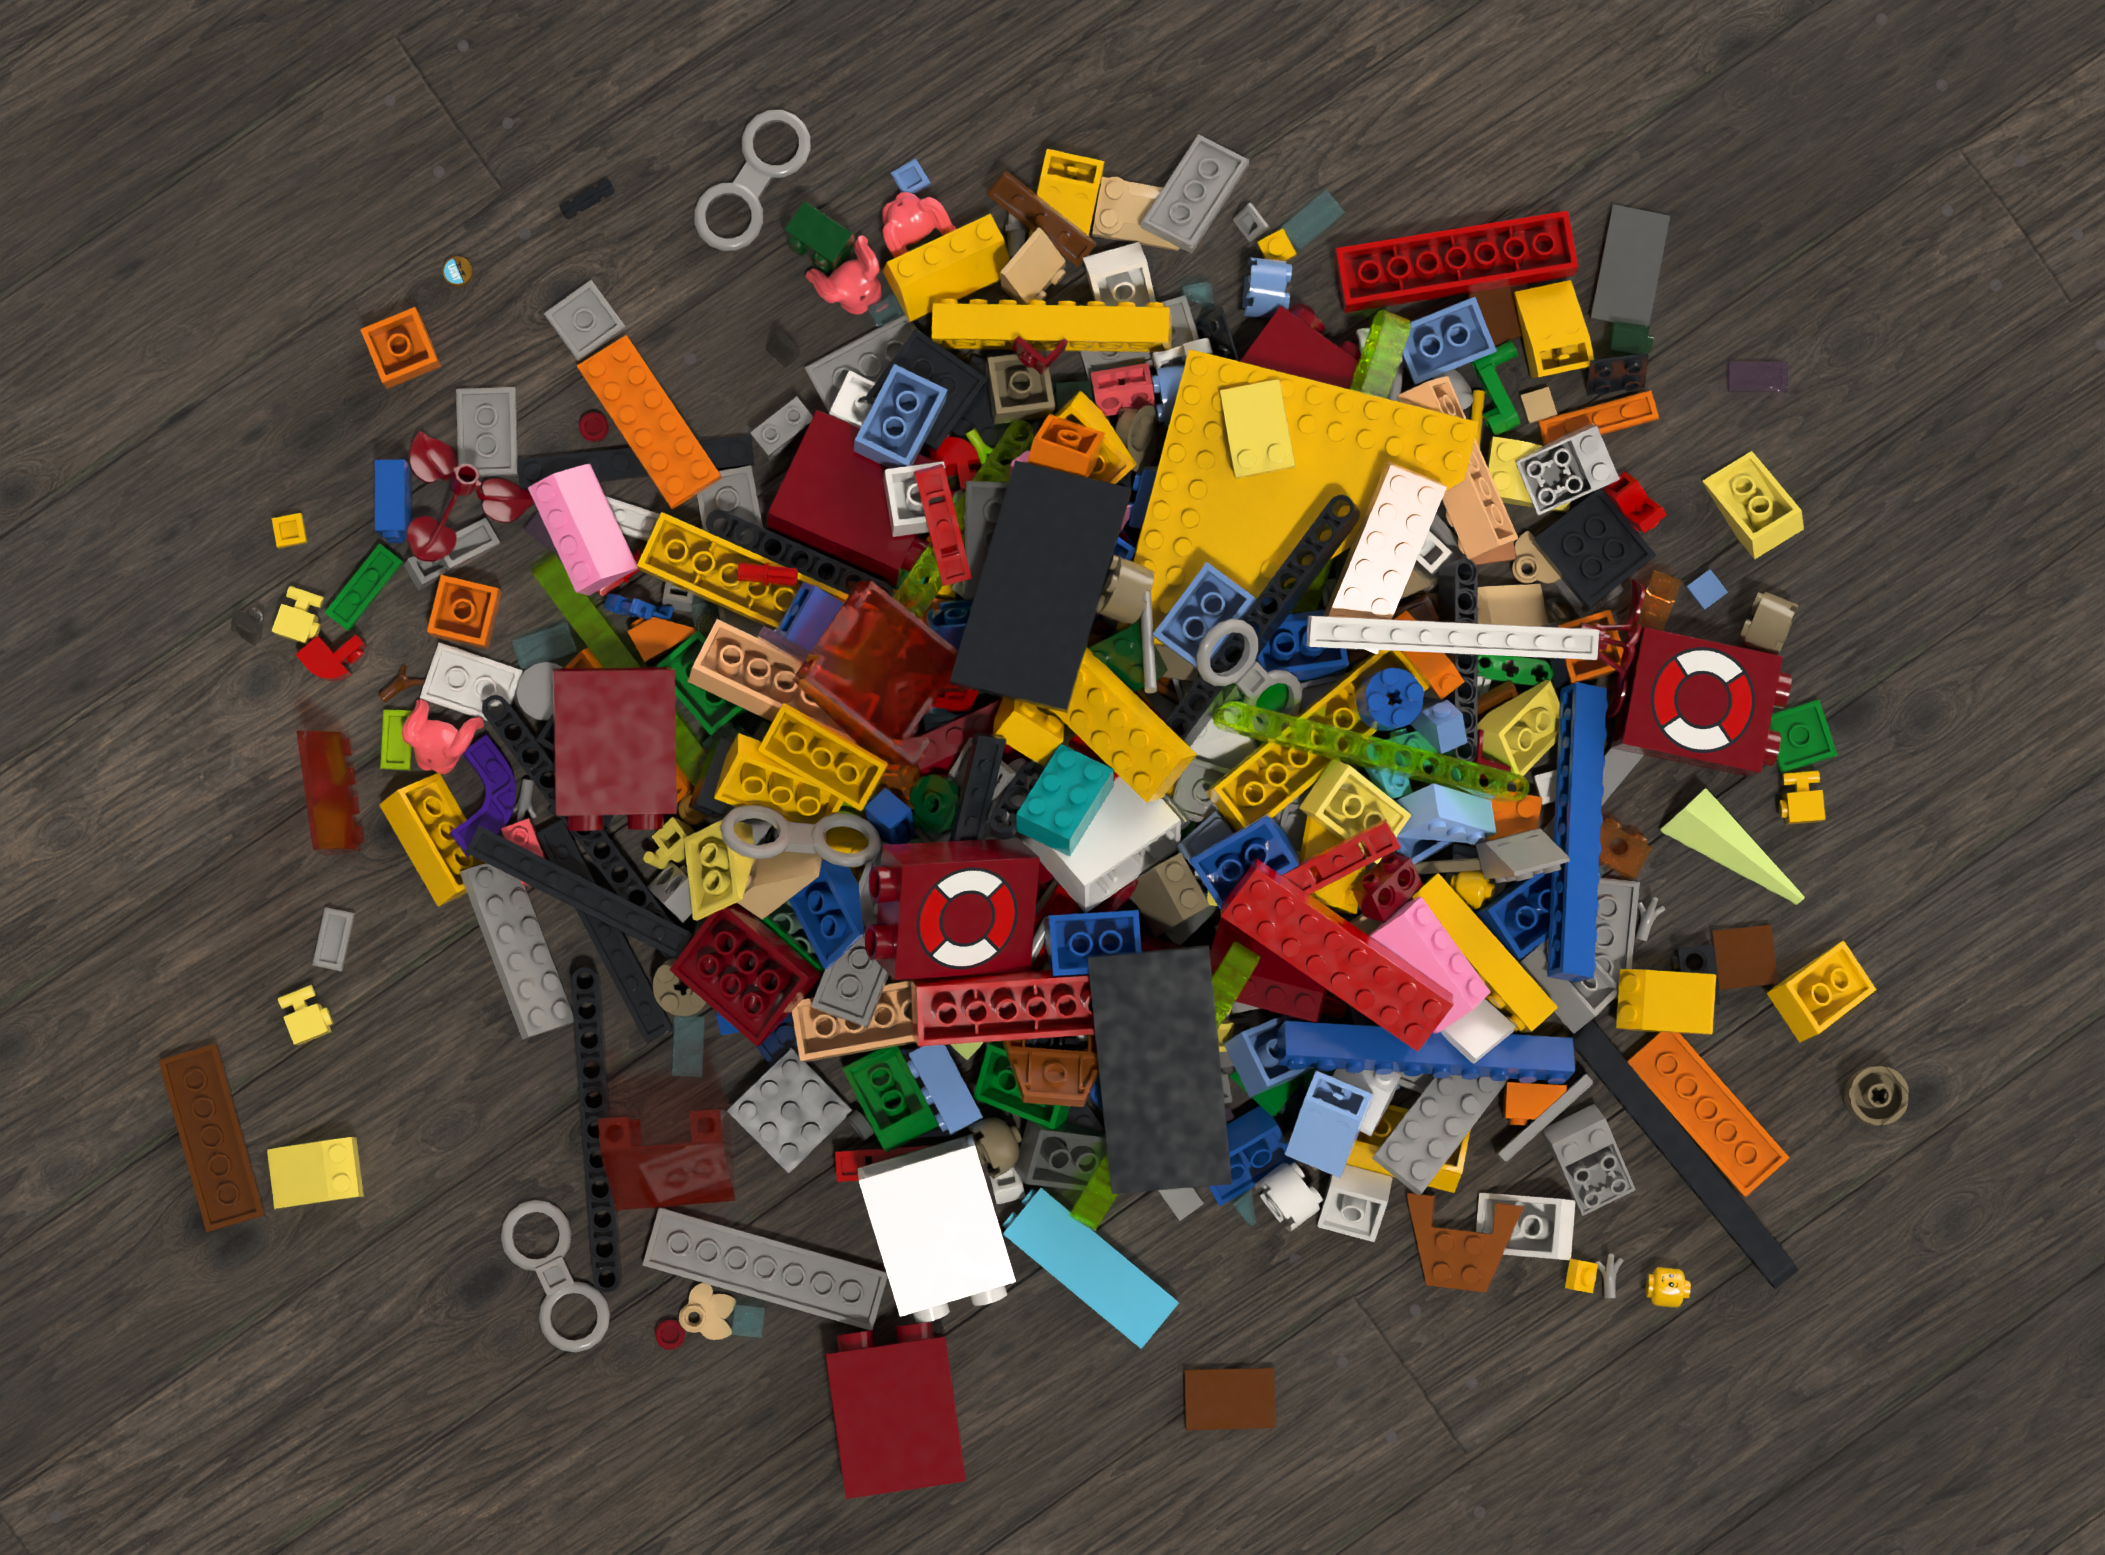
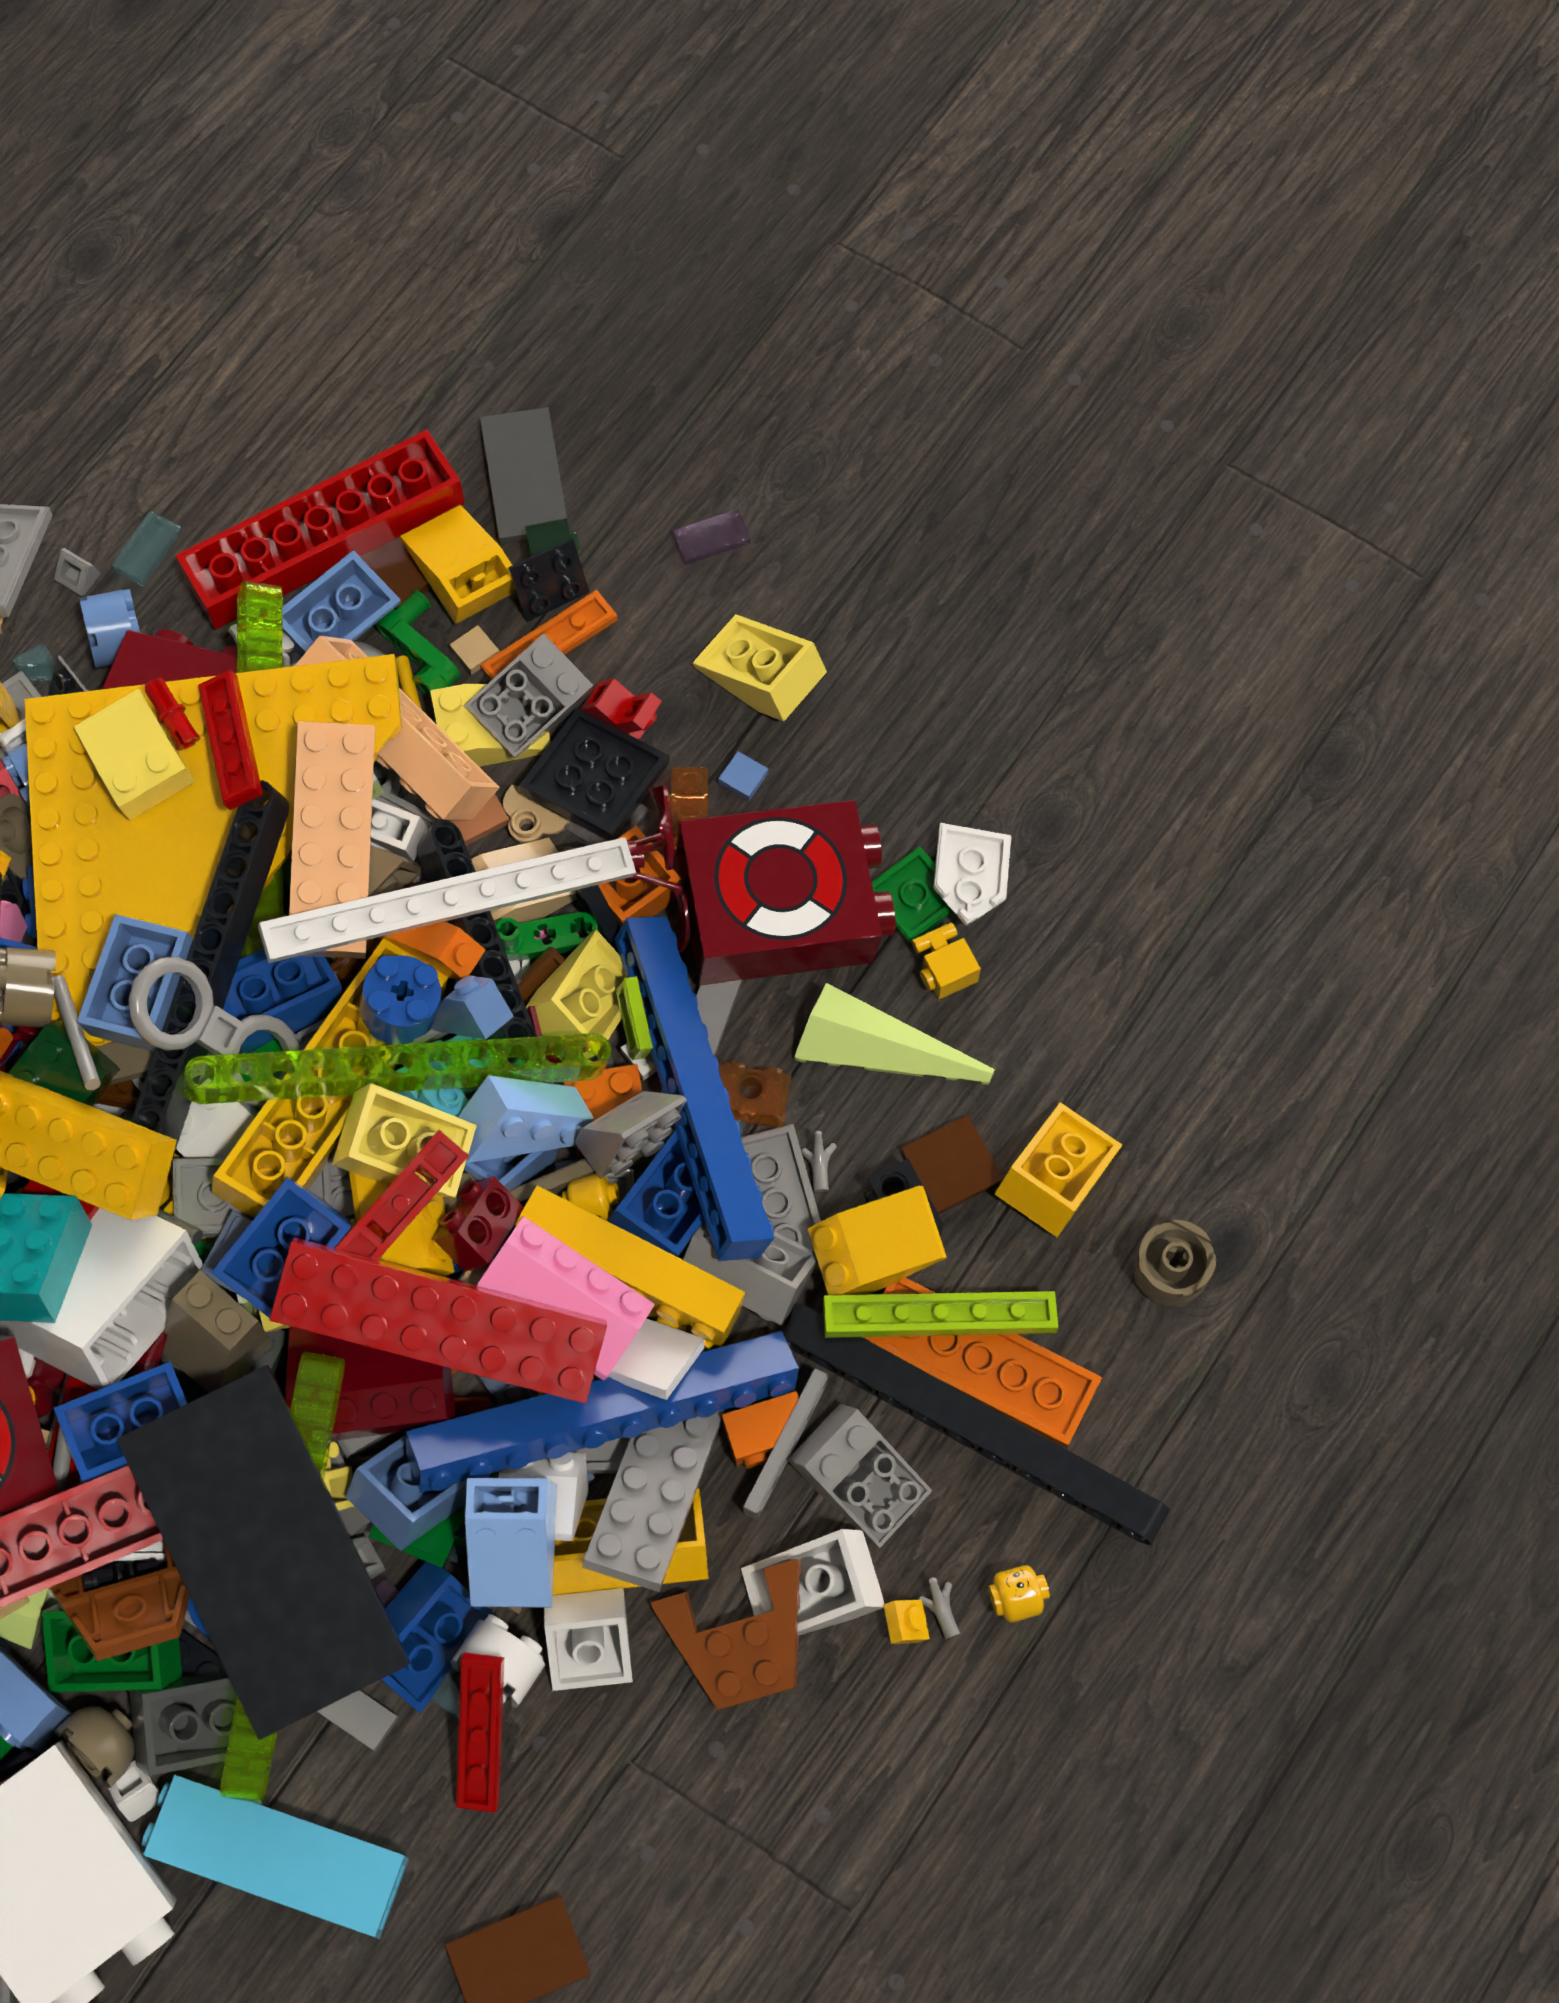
camera: 20 degrees left, 15 degrees down
(1259, 1241) = (480, 1732): none -> red tile
(1277, 247) = (113, 581): yellow plate -> none
(1296, 410) = (171, 714): none -> red axle
(1334, 451) = (230, 740): none -> red tile
(1553, 761) = (634, 1018): none -> lime tile
(1691, 1070) = (940, 1314): none -> lime plate
(1770, 623) = (826, 774): dark tan brick -> none
(1850, 734) = (971, 870): none -> white tile

